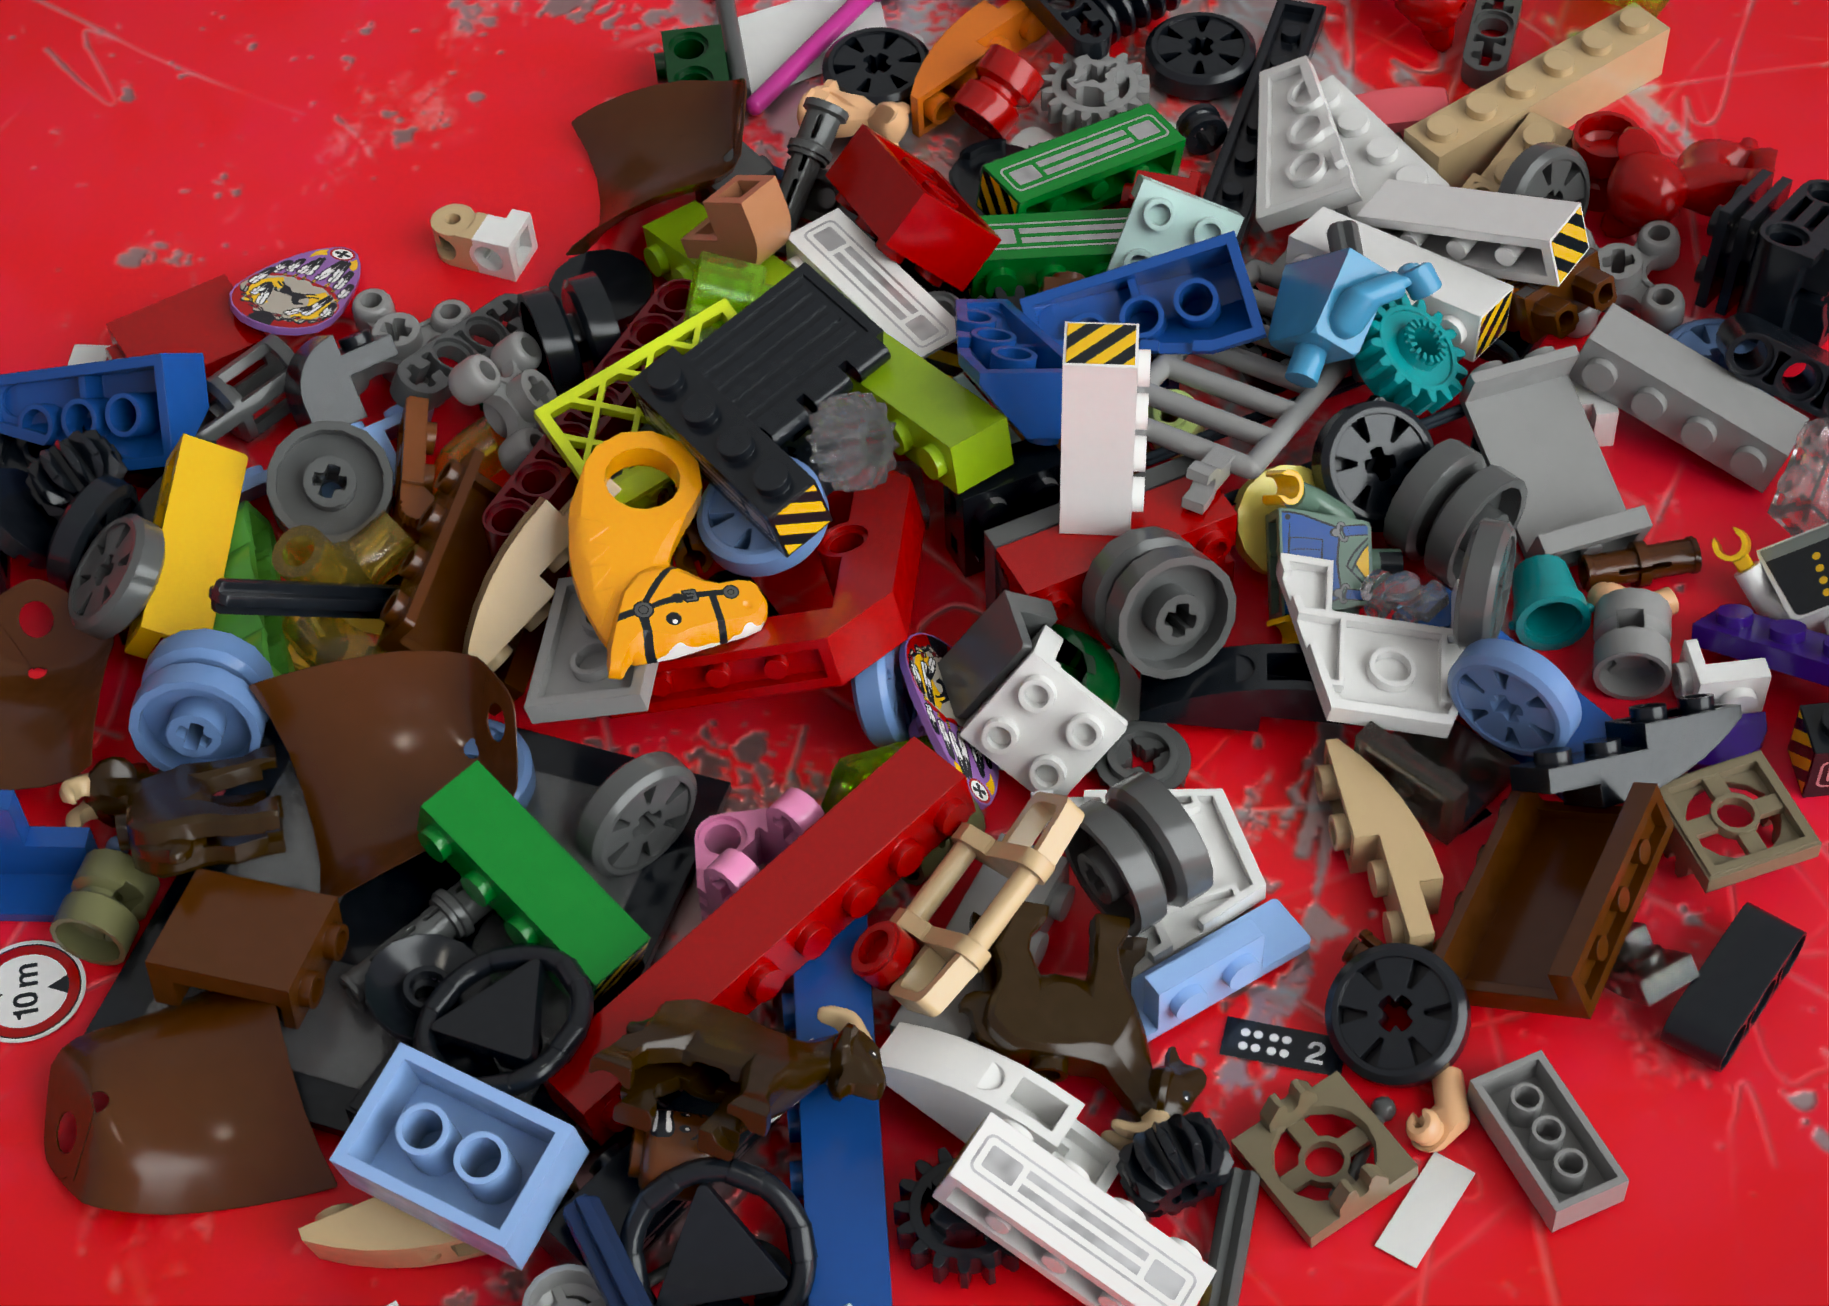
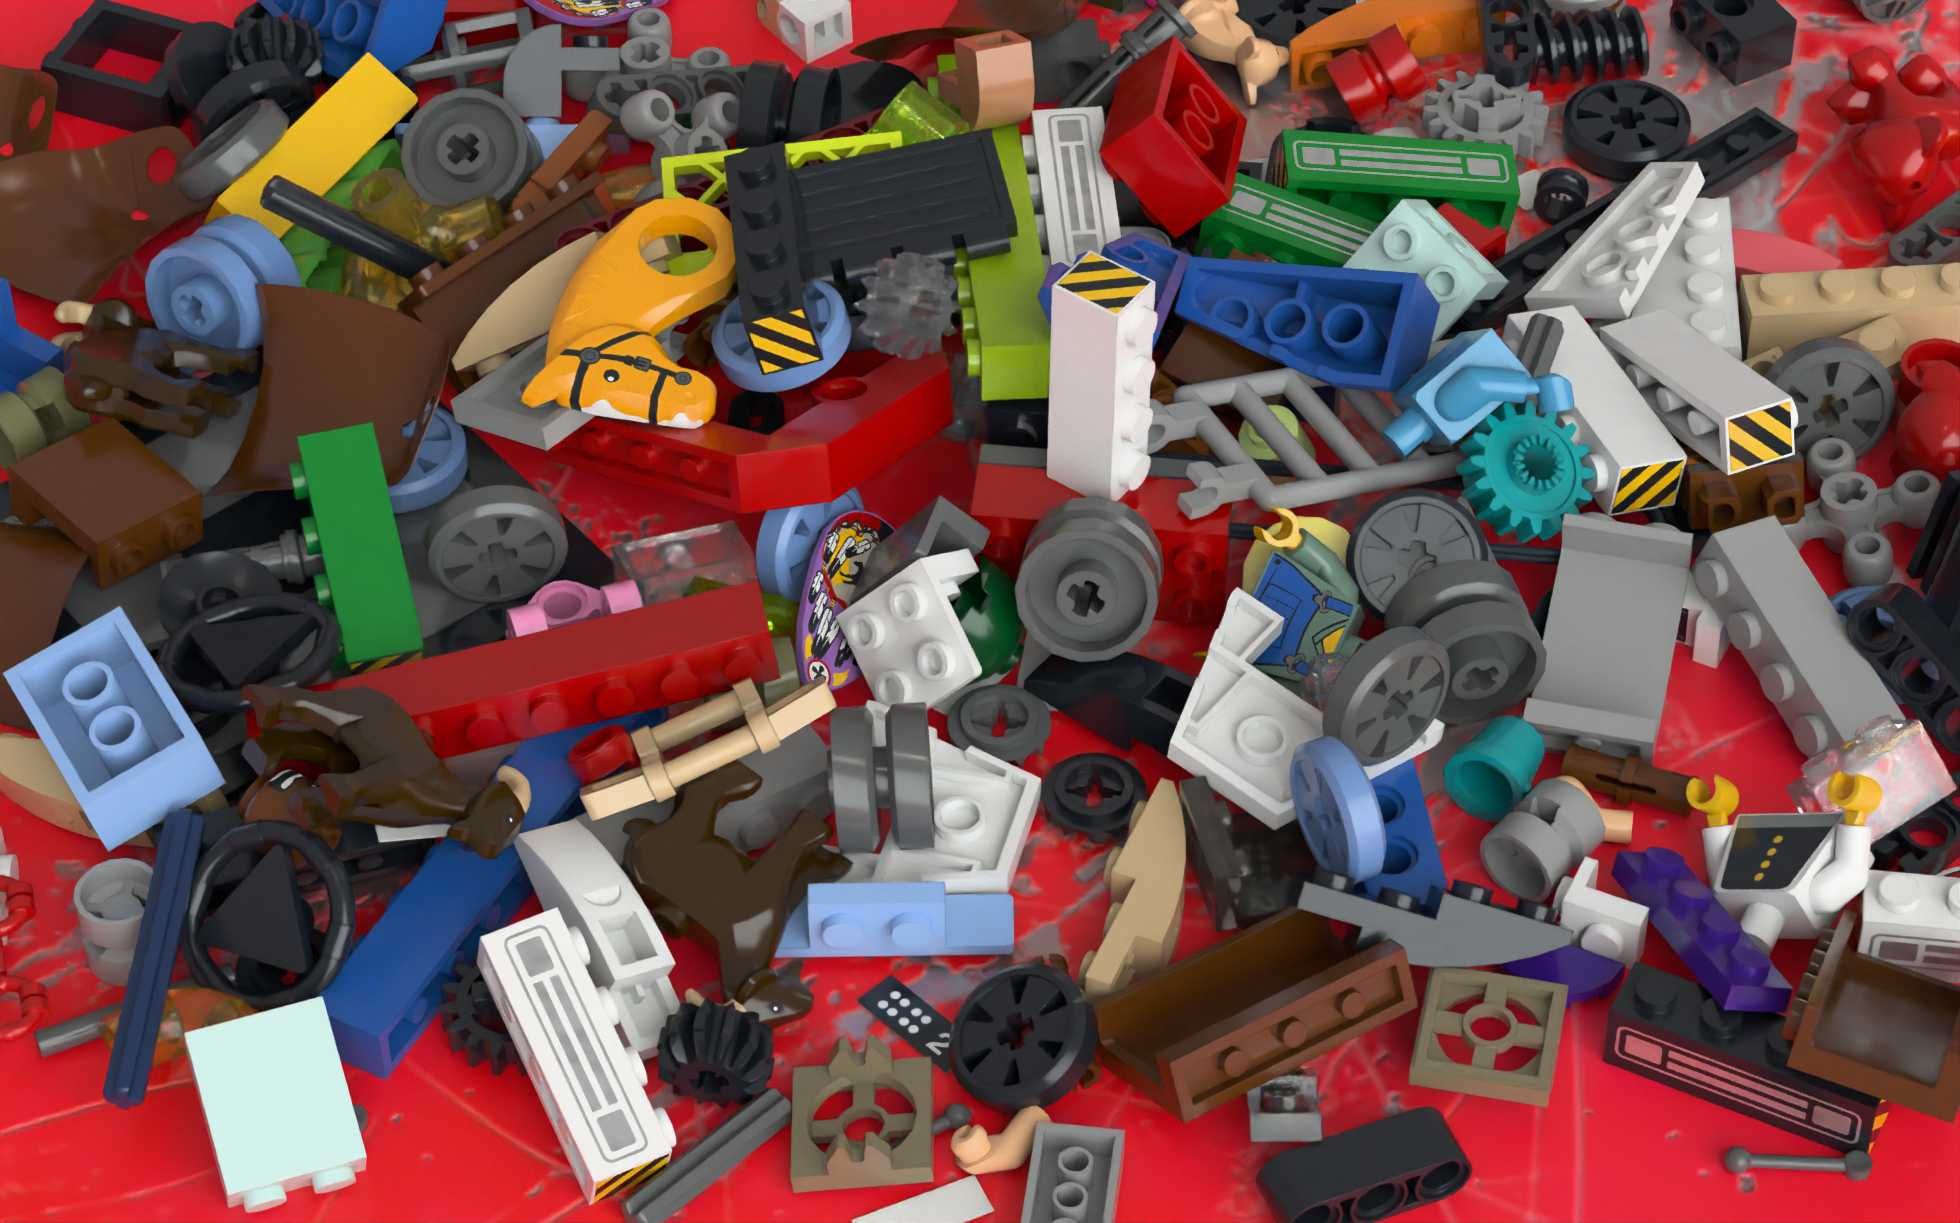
camera: 30 degrees right, 5 degrees down
(796, 753) = (669, 562): none -> clear brick
(1270, 762) = (1070, 782): none -> black gear

